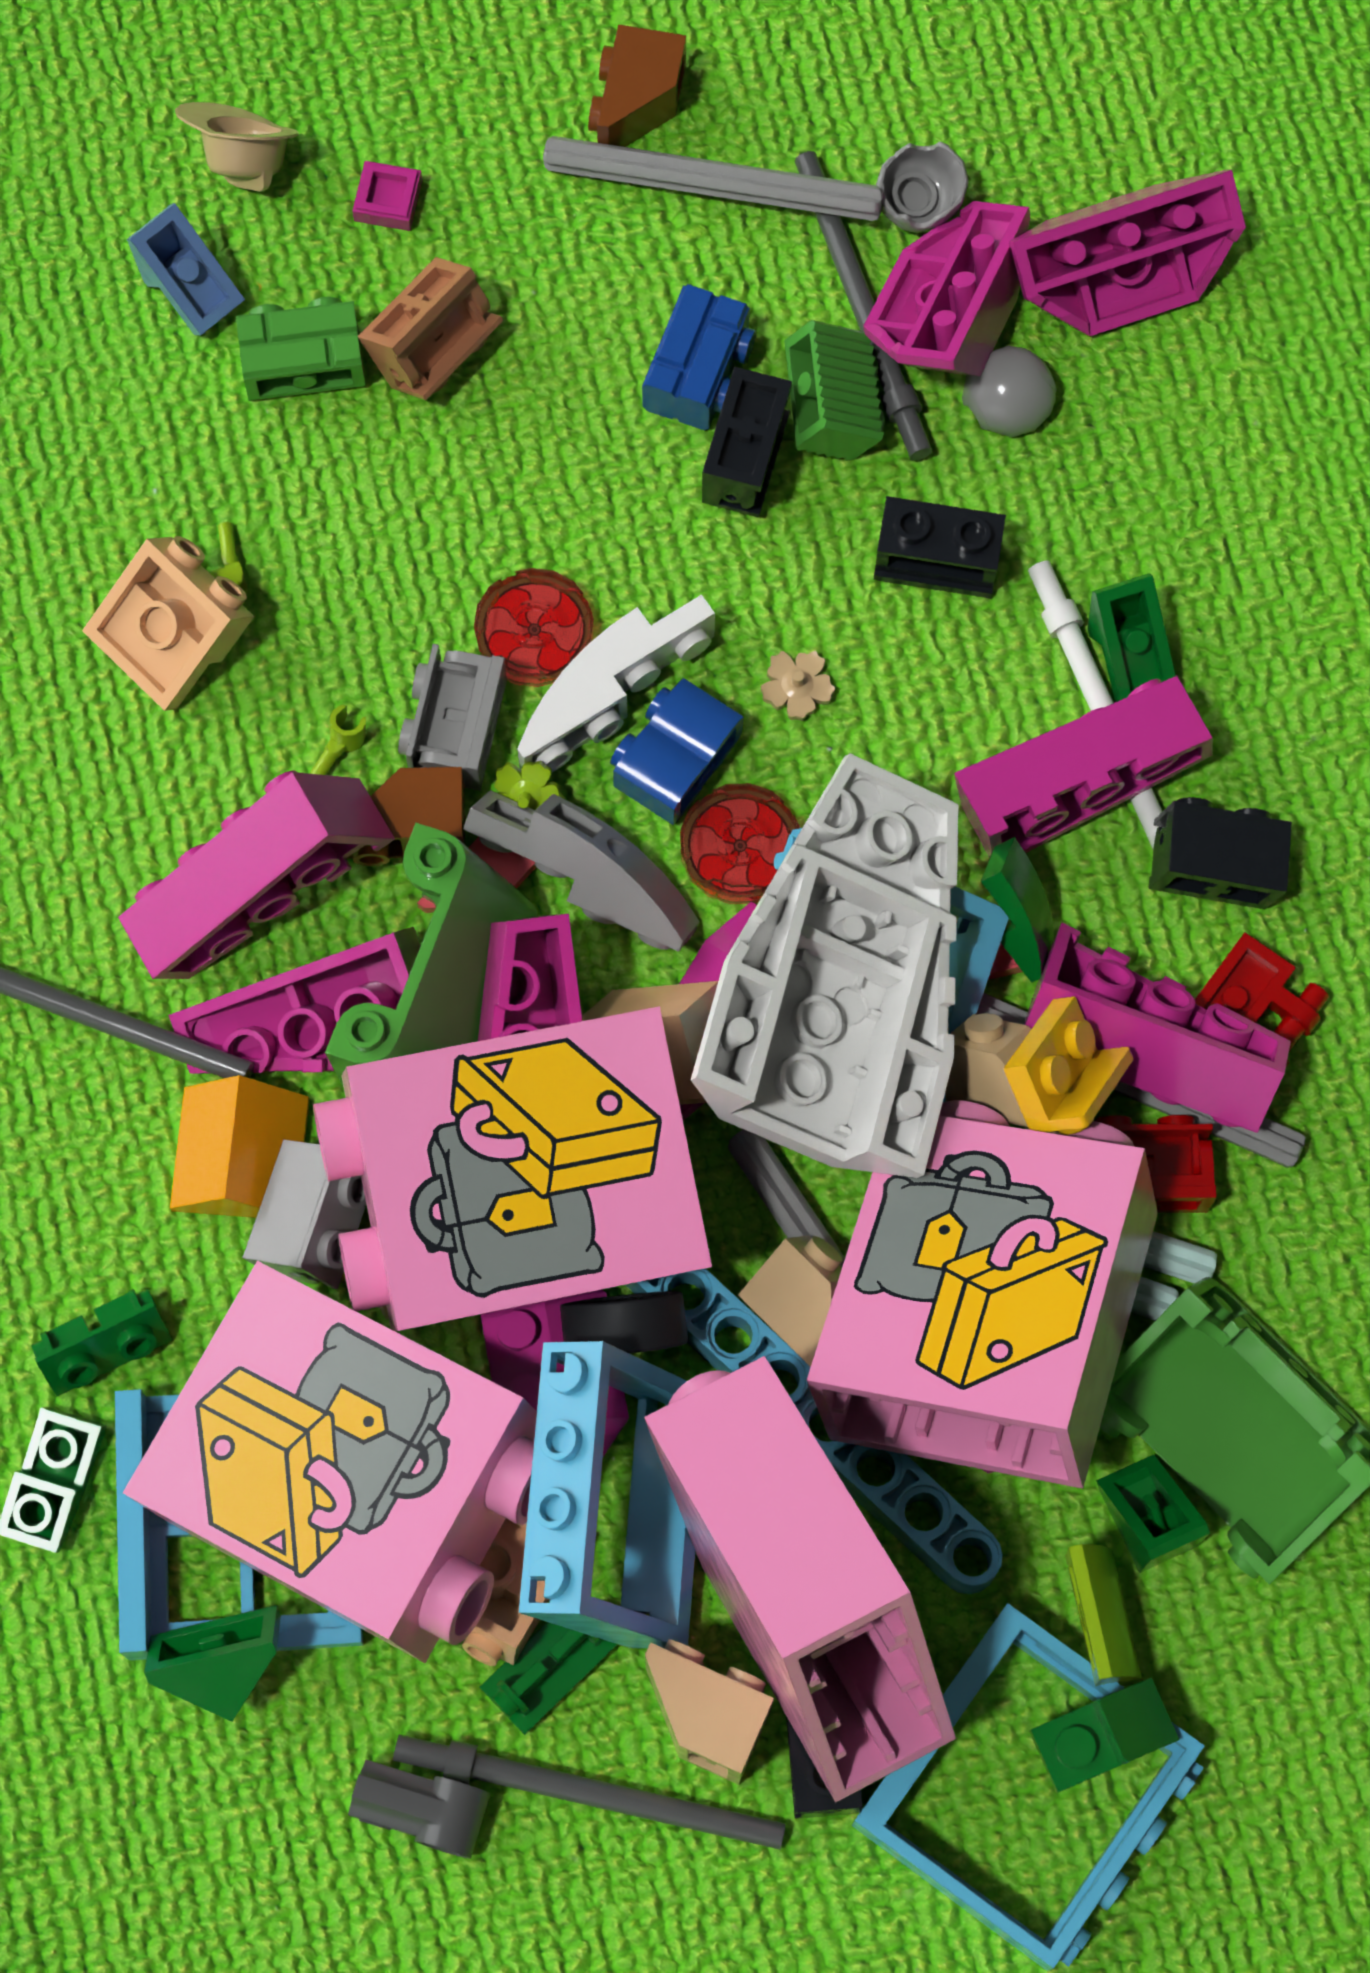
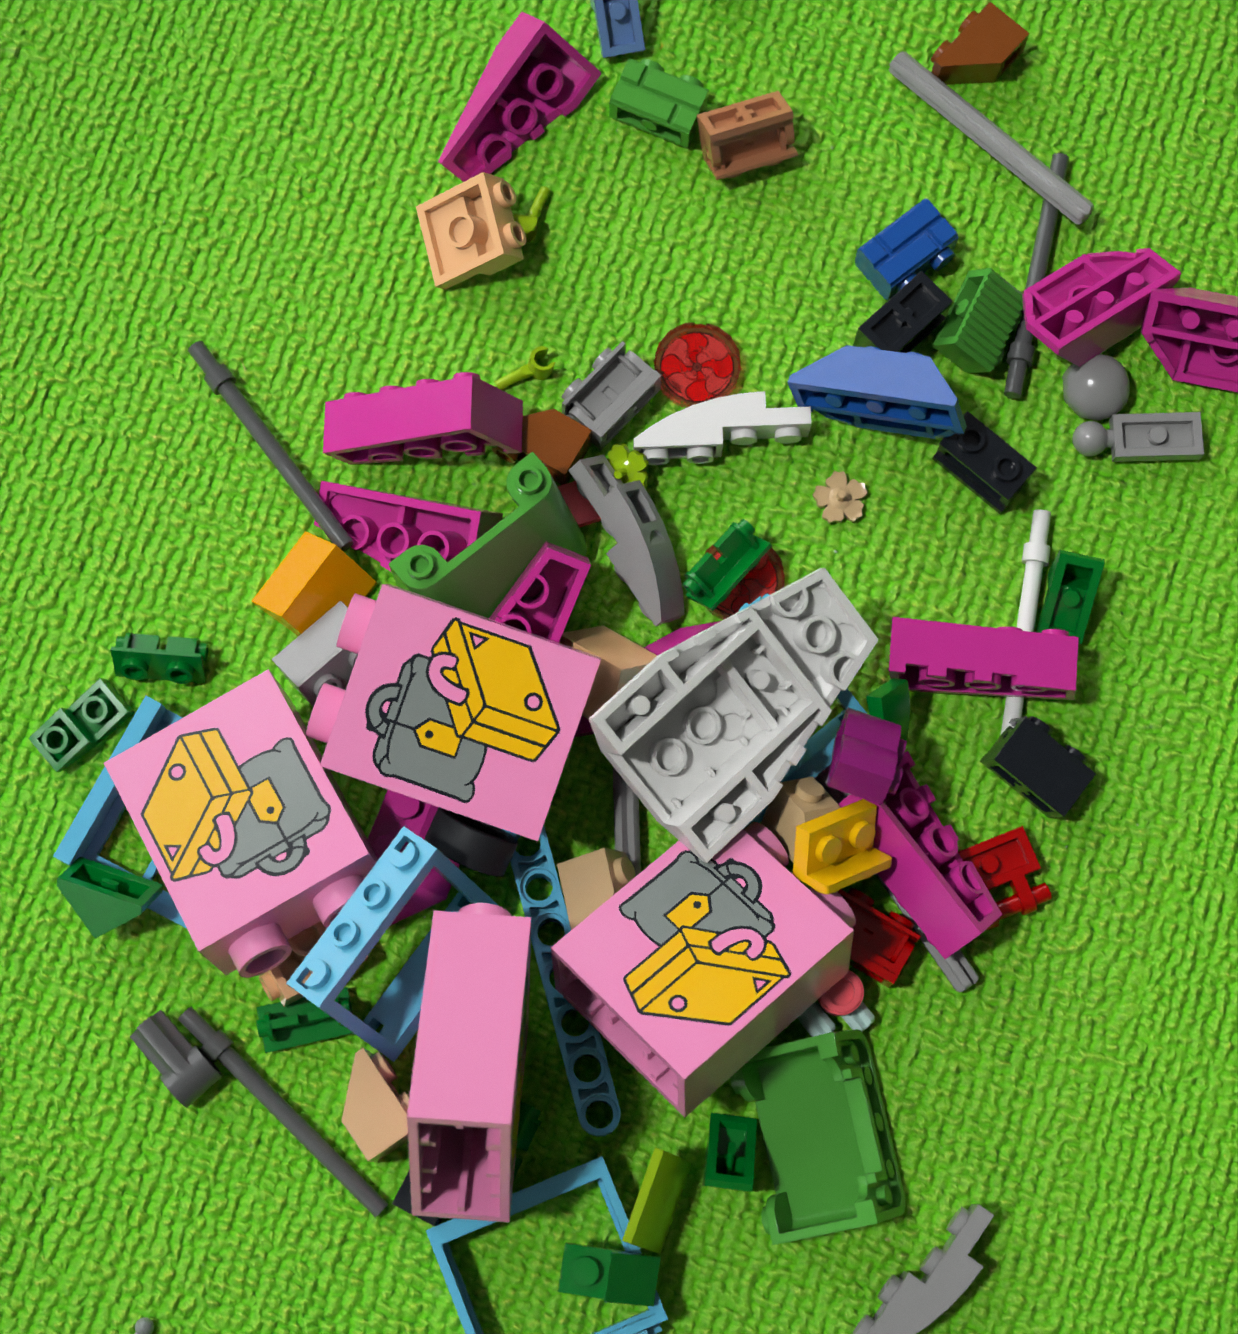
camera: 30 degrees right, 5 degrees up
(126, 424) = (520, 92): none -> dark pink wedge
(387, 195) = (777, 32): dark pink tile -> none
(676, 750) = (744, 491): blue brick -> none
(716, 852) = (714, 579): none -> green hinge
(778, 529) = (880, 392): none -> wedge
(922, 186) = (1122, 219): light grey hair -> none
(1027, 947) = (866, 756): none -> magenta brick
(1100, 417) = (1143, 437): none -> light grey plate
(1168, 1248) = (843, 996): none -> coral tile

